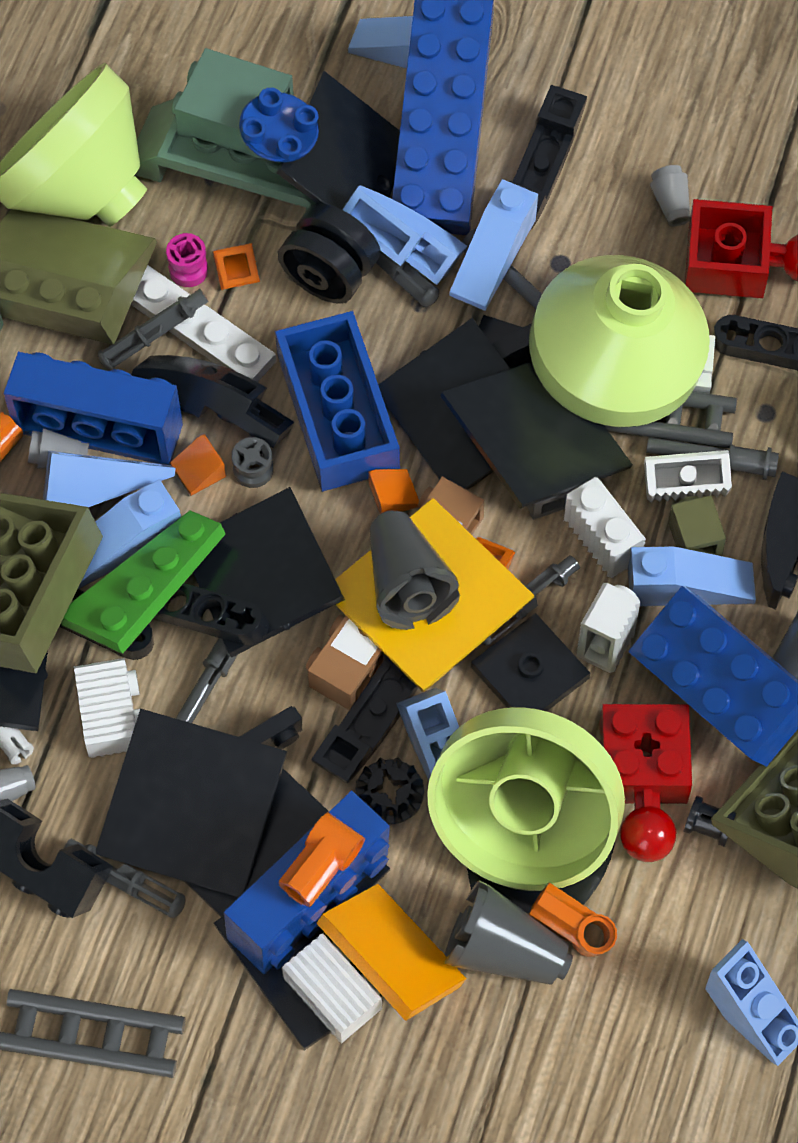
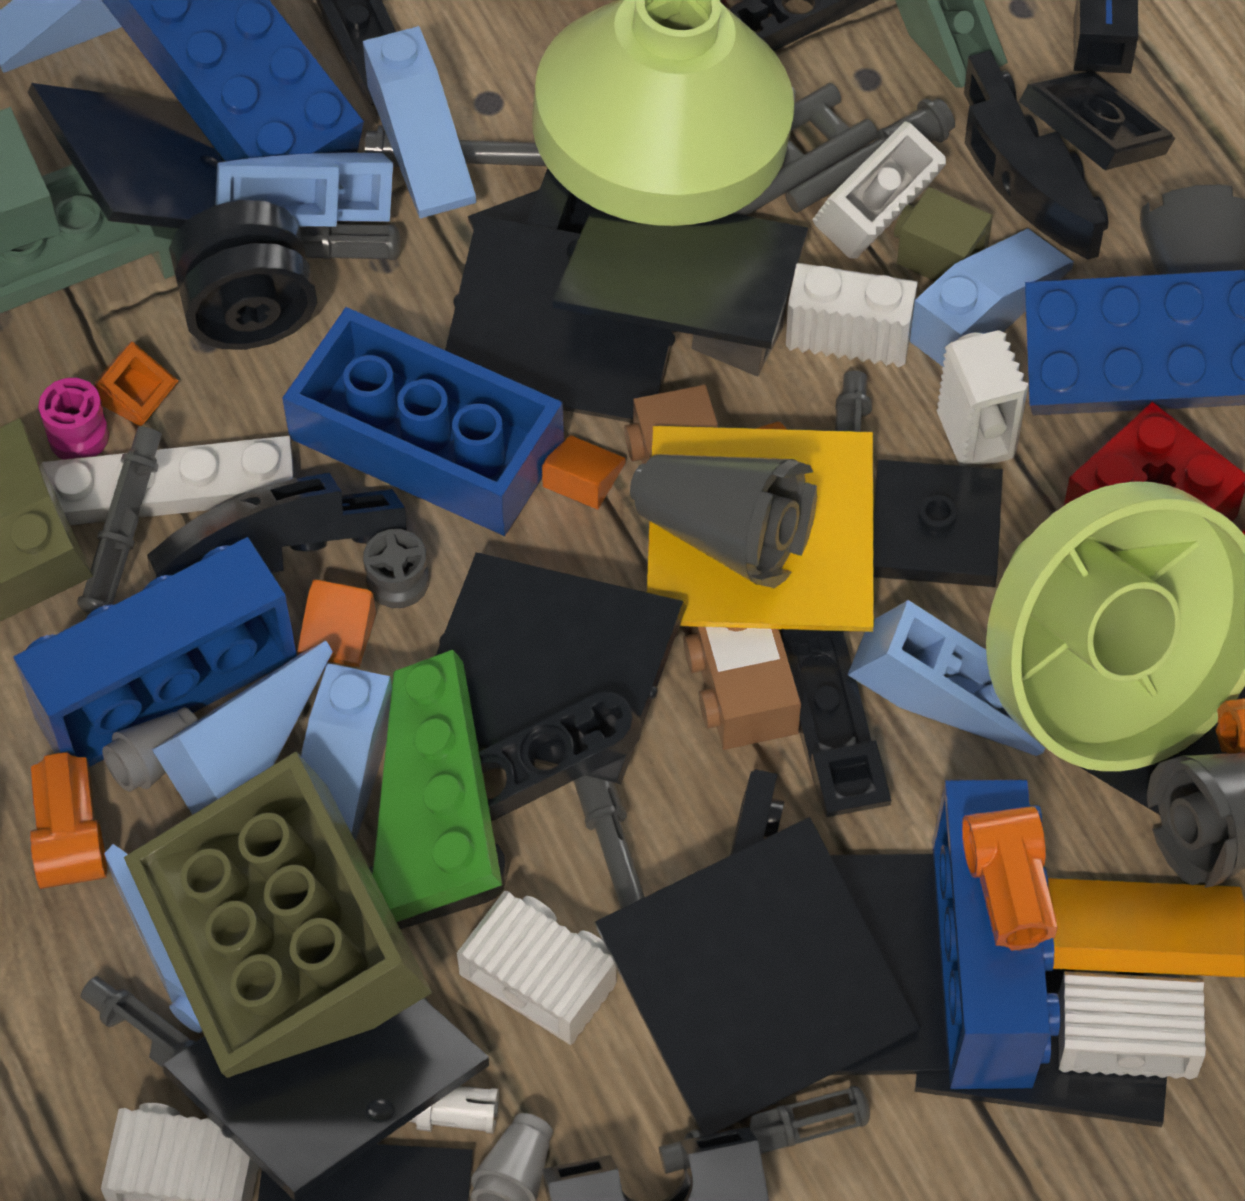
camera: 45 degrees left, 5 degrees down
(279, 126) = (62, 165): blue dish -> none
(407, 798) = (908, 775): black gear -> none

